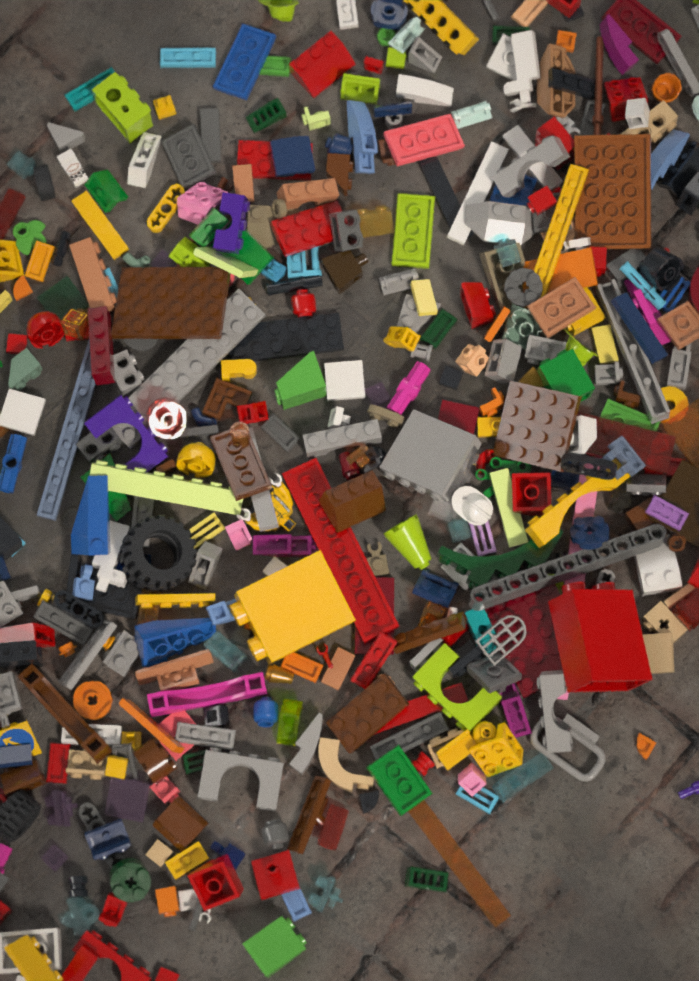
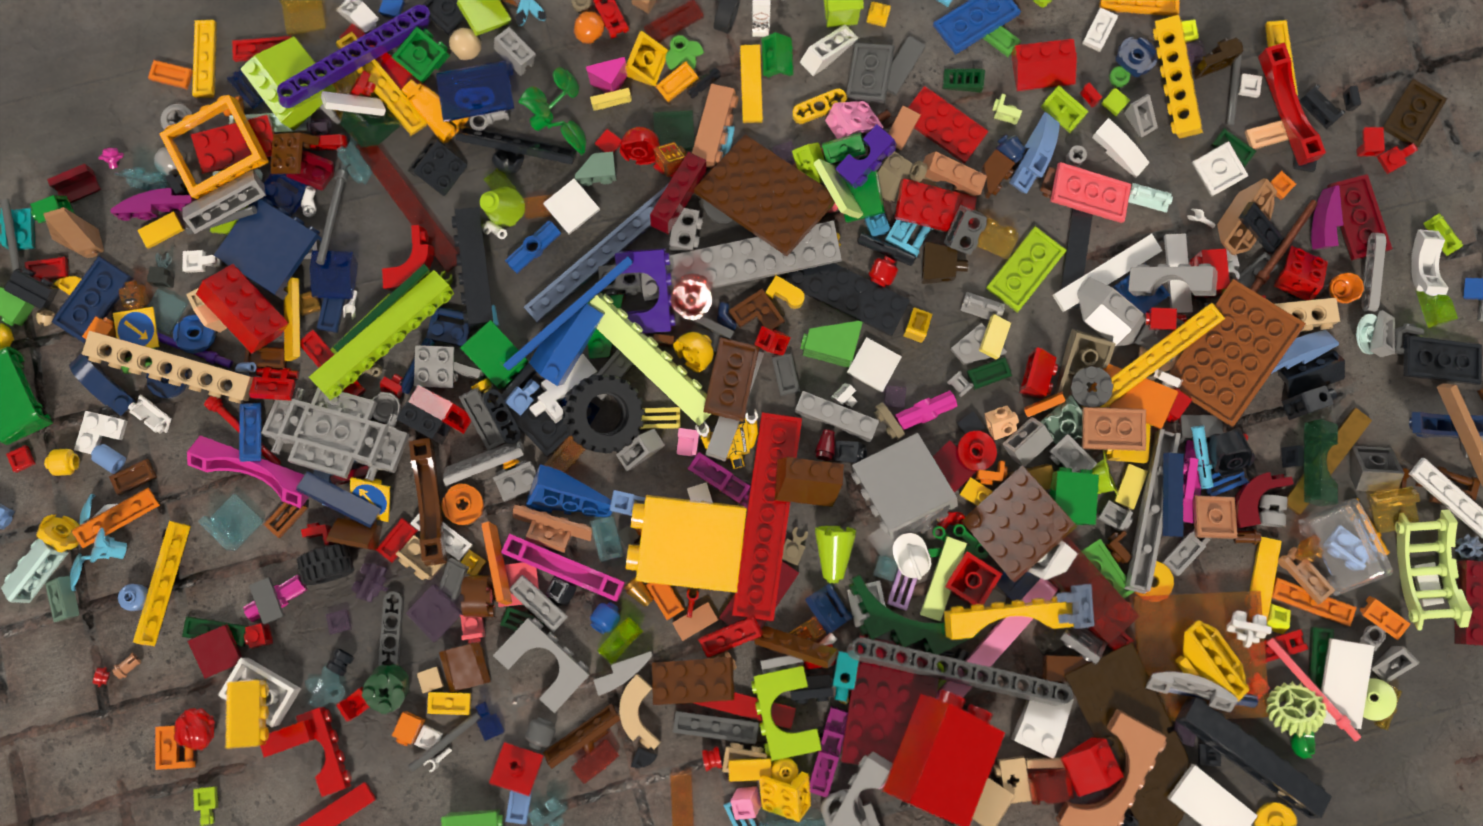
camera: 30 degrees right, 5 degrees up
(21, 288) = (645, 96): orange tile -> none
(40, 566) = (489, 351): none -> green slope
(67, 649) = (471, 444): orange plate -> none
(78, 493) = (568, 313): none -> blue tile
(108, 839) = (391, 640): dark blue bracket -> none
(116, 767) = (441, 579): yellow tile -> none
(132, 262) = (765, 141): sand green arm -> none
(168, 600) = (584, 460): yellow plate -> none
(216, 882) = (459, 742): red slope -> none
(239, 431) = (749, 350): clear orange tile -> none
(292, 156) = (962, 131): dark blue slope -> none
(358, 328) = (918, 325): none -> yellow slope
(359, 456) = (840, 442): clear orange tile -> none
(392, 109) = (1081, 146): dark blue slope -> none
(399, 780) = (680, 761): green tile -> none
(402, 338) = (950, 361): yellow leg -> none
(407, 35) = (1139, 87): light aqua hinge -> none
(468, 386) = (985, 449): none -> red dish
(494, 677) = (829, 723): flat silver hinge -> none
(500, 645) = (851, 702): light grey window -> none
(507, 252) = (1098, 345): clear light blue bracket -> none
(526, 65) = (1230, 184): white piece -> none
(582, 526) = (1006, 644): dark blue plate -> none
(583, 459) = (1055, 600): black beam -> none
(606, 573) = (983, 697): light grey bush -> none
(637, 113) = (1304, 295): white brick -> none
(666, 513) = (1084, 683): medium lavender plate -> none
(676, 547) = (1075, 719): reddish brown plate -> none

